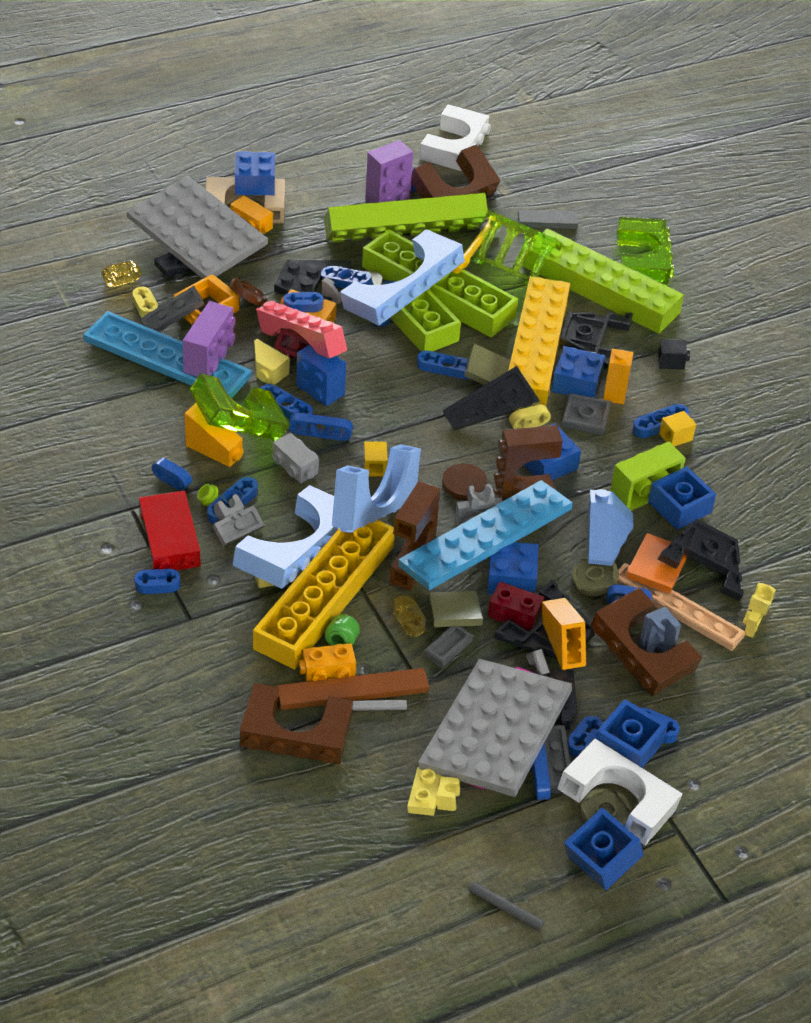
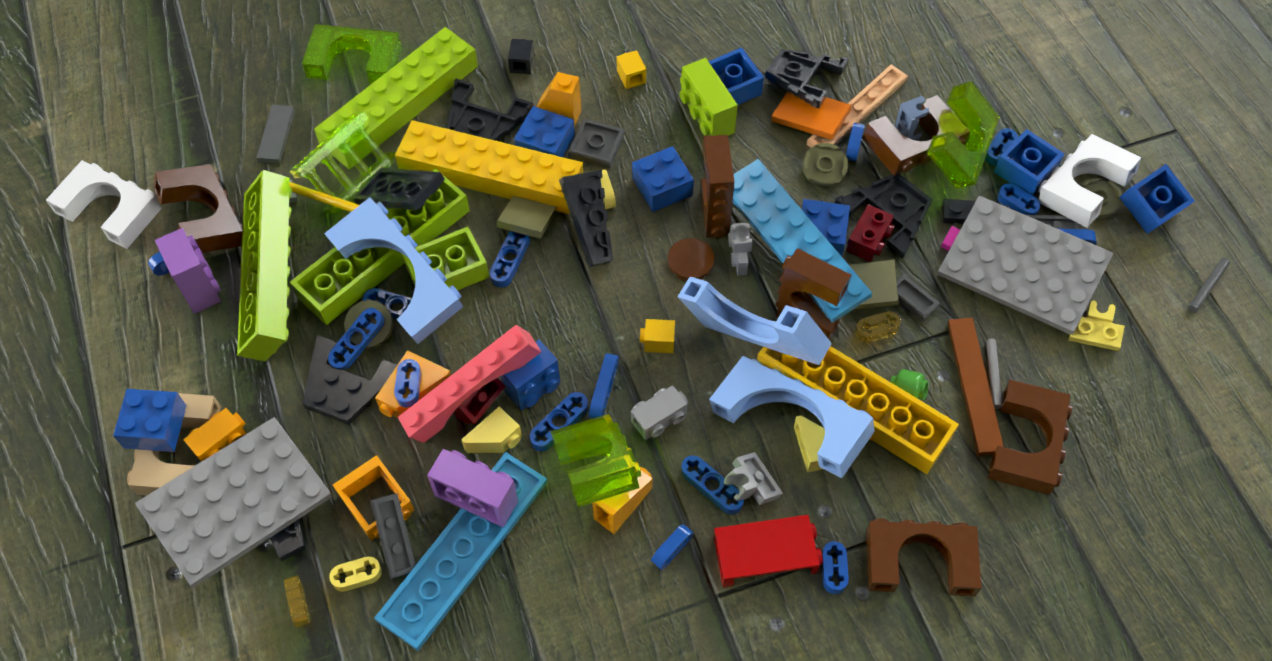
camera: 80 degrees left, 15 degrees up
(177, 662) = (955, 543): none -> reddish brown arch
(207, 494) = (706, 508): lime plate -> none
(248, 291) = (366, 449): reddish brown tile -> none
(328, 662) = (950, 398): light orange brick -> none
(330, 290) = (370, 360): light grey tile -> none
(489, 276) = (400, 188): none -> black hinge
(537, 658) = (935, 223): light grey tile -> none
(565, 632) = (916, 191): light orange slope -> none
(607, 526) = (772, 146): medium blue wedge -> none
(614, 681) = (960, 162): none -> clear neon green arch
(648, 426) = (612, 91): blue beam -> none
(759, 605) = (872, 46): light yellow plate -> none

